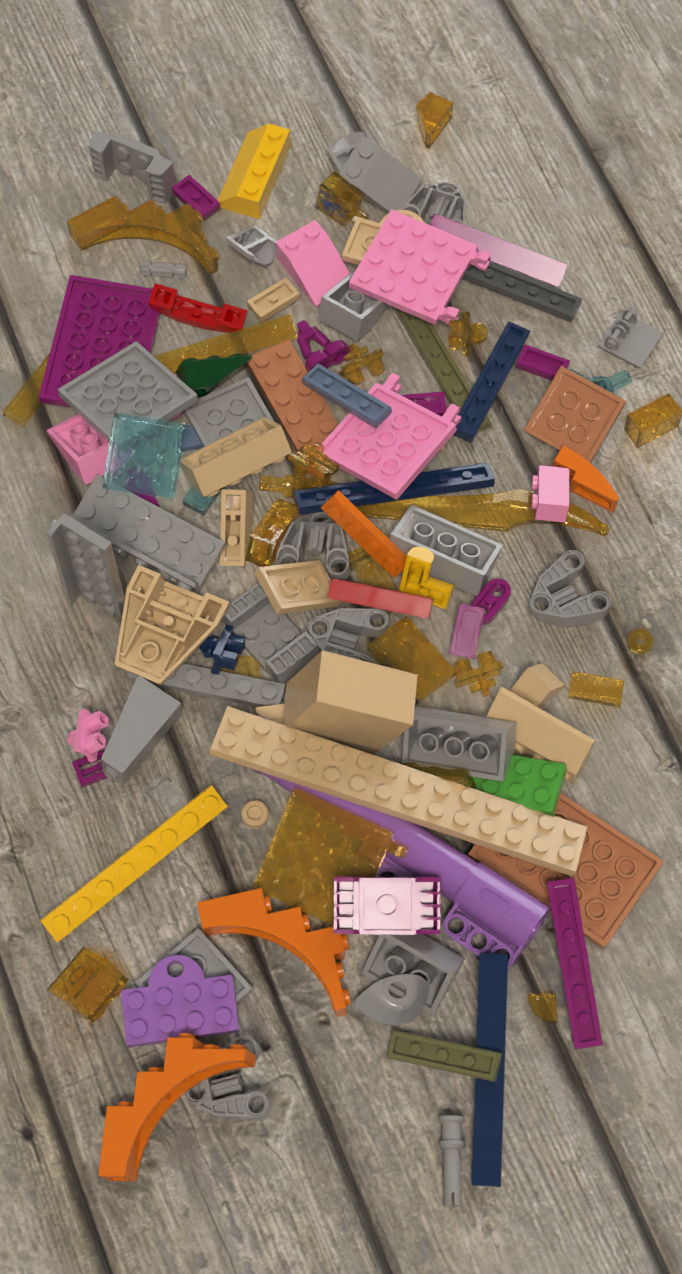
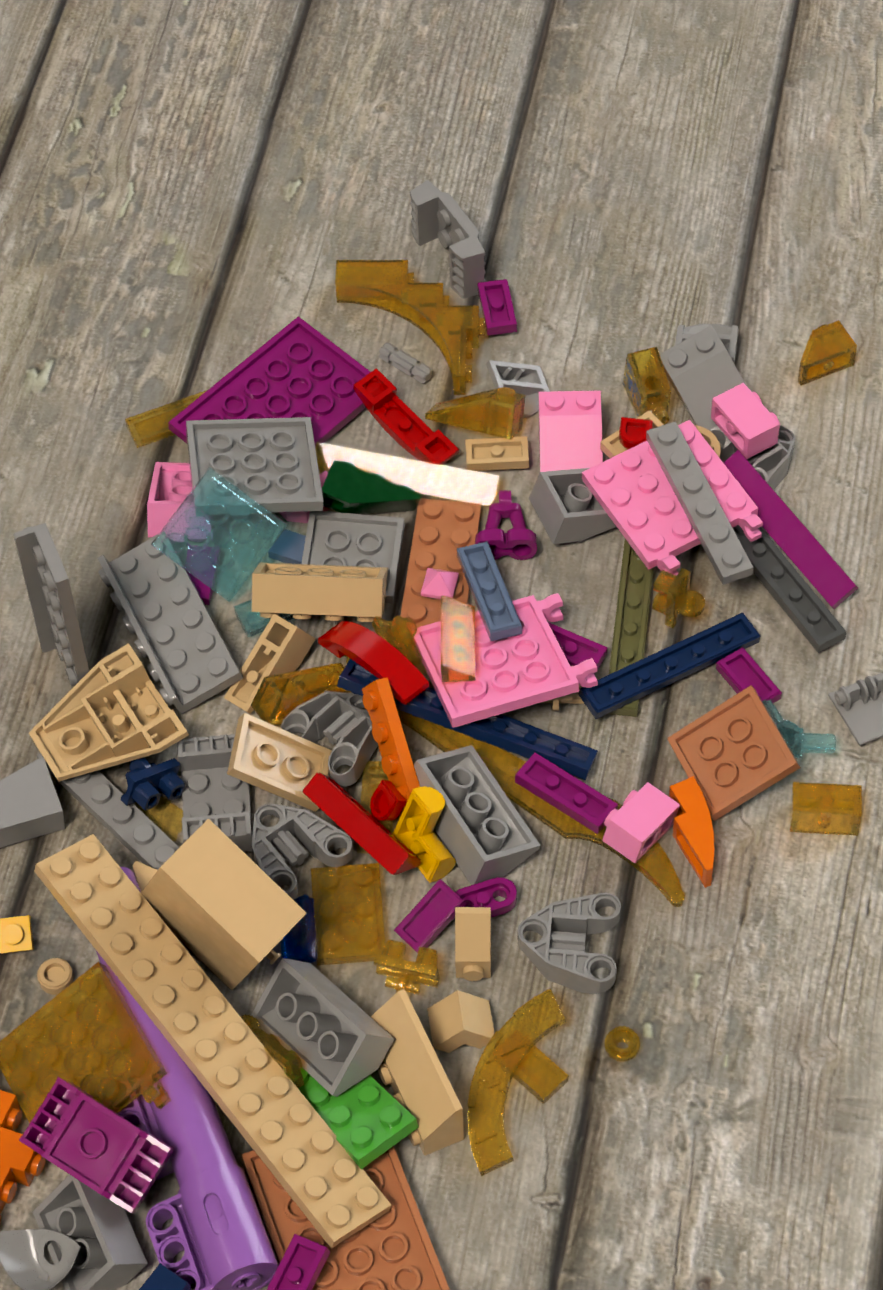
camera: 35 degrees right, 10 degrees down
(246, 275) = (489, 412): none -> clear yellow slope
(255, 170) = (585, 313): yellow slope -> none
(307, 409) = (439, 583): none -> bright pink slope
(310, 480) = (377, 657): none -> red slope
(353, 370) = (538, 565): clear yellow hips -> none
(356, 440) = (457, 640): none -> slope
(360, 237) = (633, 431): none -> red tile
(386, 573) = (386, 802): none -> red tile
(425, 190) = (745, 420): none -> bright pink brick
(442, 262) = (699, 503): none -> light grey plate
(492, 501) = (565, 792): none -> magenta plate
(510, 632) = (473, 942): none -> tan slope
(582, 707) = (495, 1073): none -> clear yellow tile

